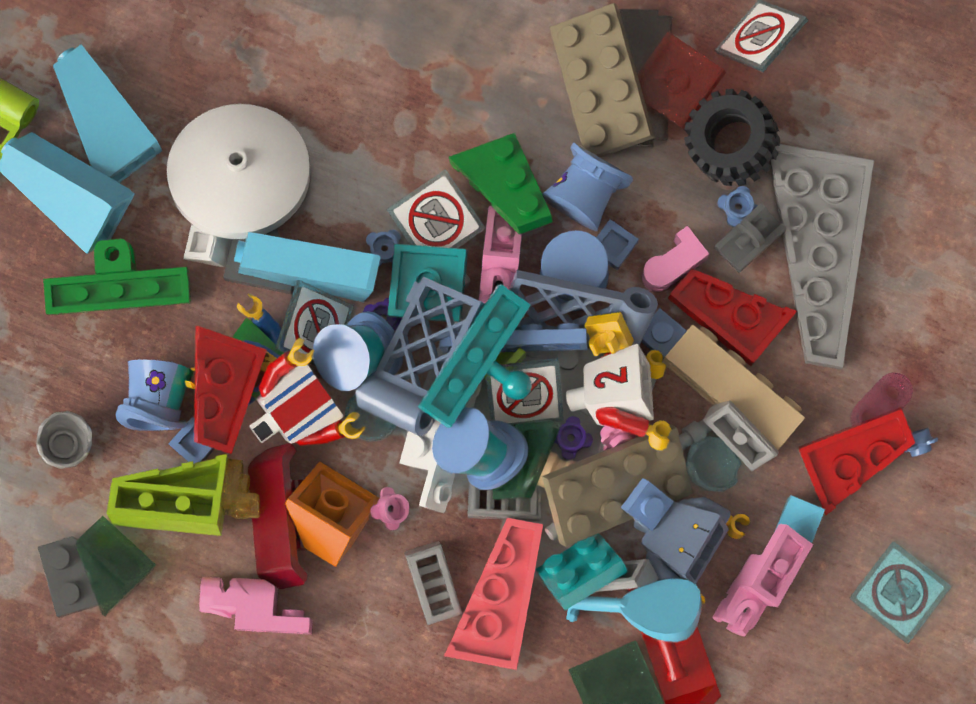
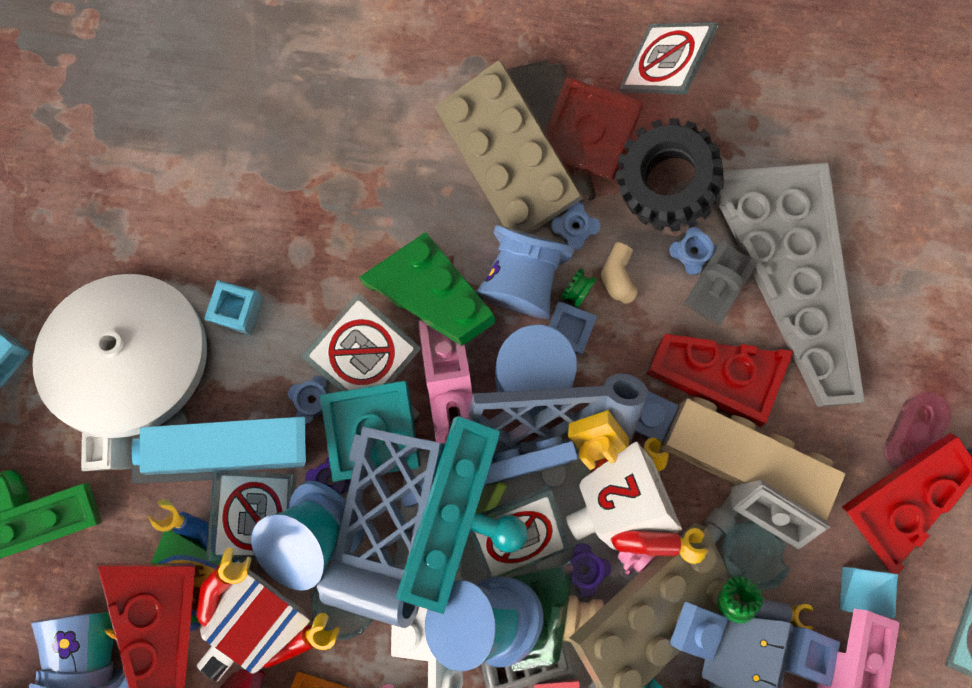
camera: 20 degrees left, 0 degrees up
(339, 155) = (234, 307): none -> medium azure slope
(631, 213) = (579, 289): none -> green bush
(638, 169) = (575, 237): none -> medium blue plate
(665, 212) = (616, 277): none -> tan arm
(666, 270) = (636, 343): bright pink leg -> none
(695, 486) = (747, 593): none -> green bush
(735, 552) = (812, 656): none -> medium blue plate

